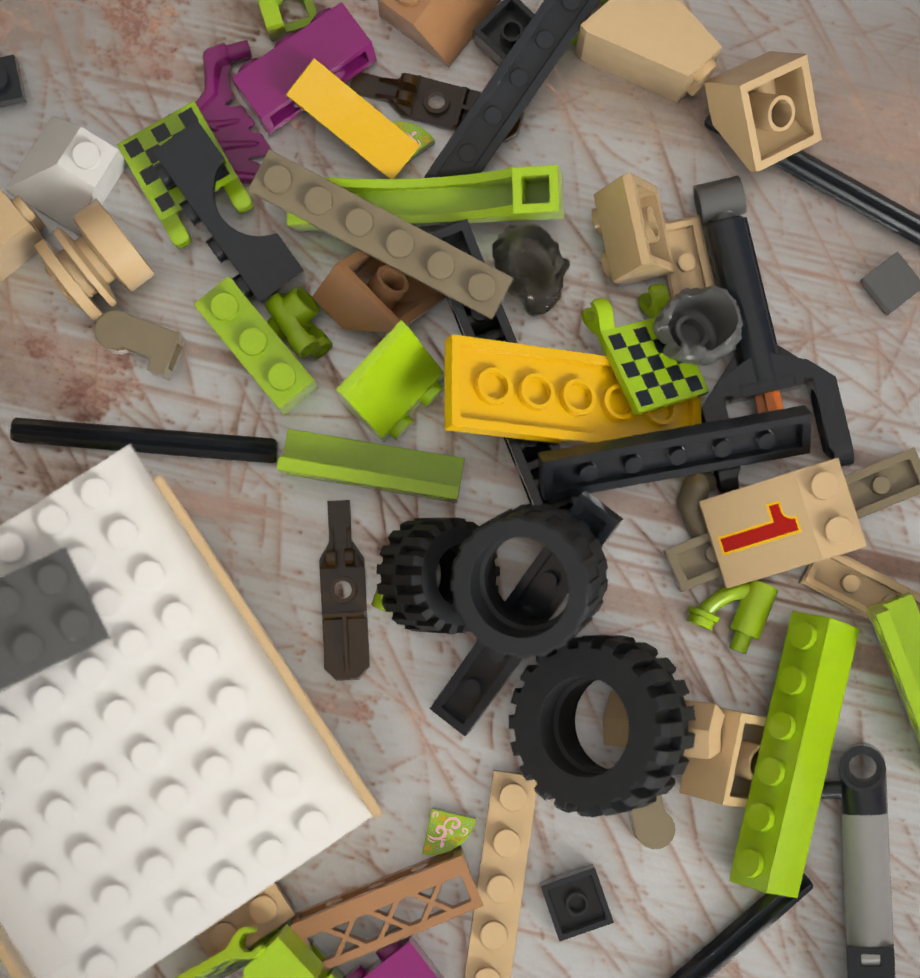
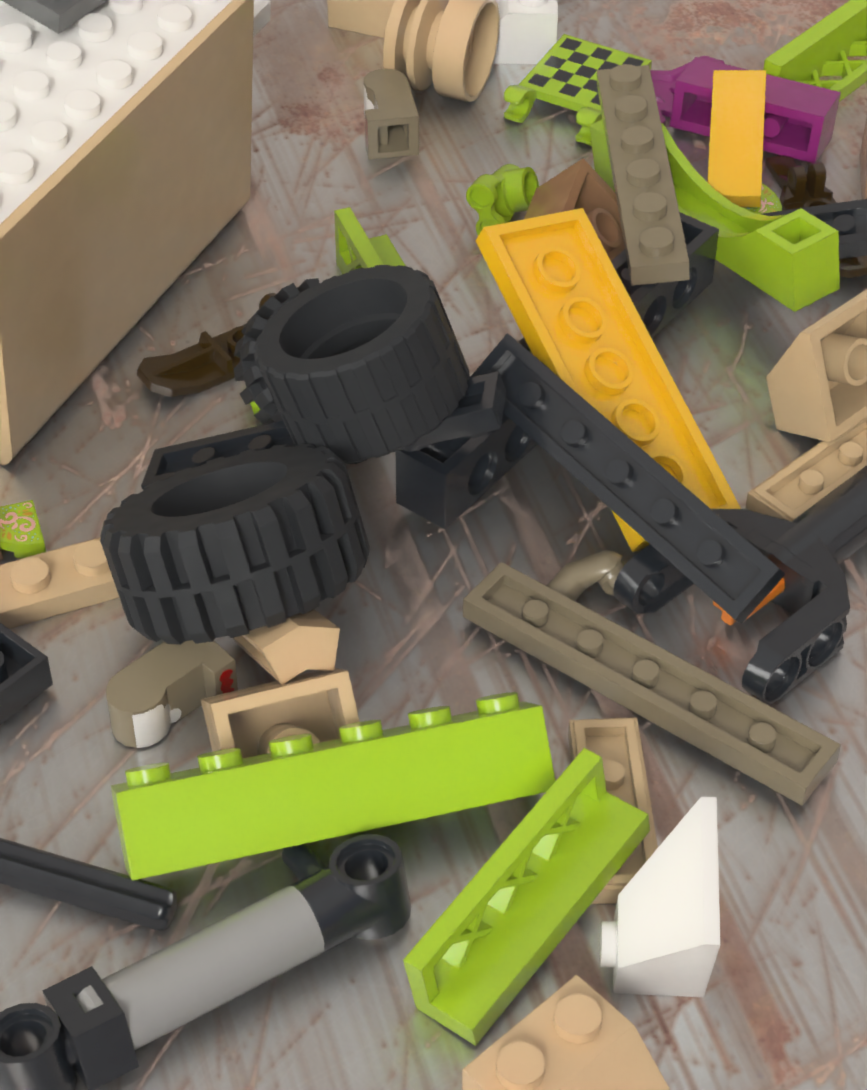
camera: 60 degrees right, 40 degrees down
(144, 440) = (297, 160): black axle -> none
(194, 166) = (538, 132): black arch -> none
(256, 345) = (434, 194): lime arch -> none
(392, 384) = (477, 191): lime slope -> none
(535, 265) = (719, 323): clear smoke hair -> none
(638, 358) = (710, 440): lime flag -> none
(699, 325) = (787, 457): dark grey hair -> none
(751, 614) = (505, 673): lime plant -> none
(782, 523) = (634, 639): tan slope -> none

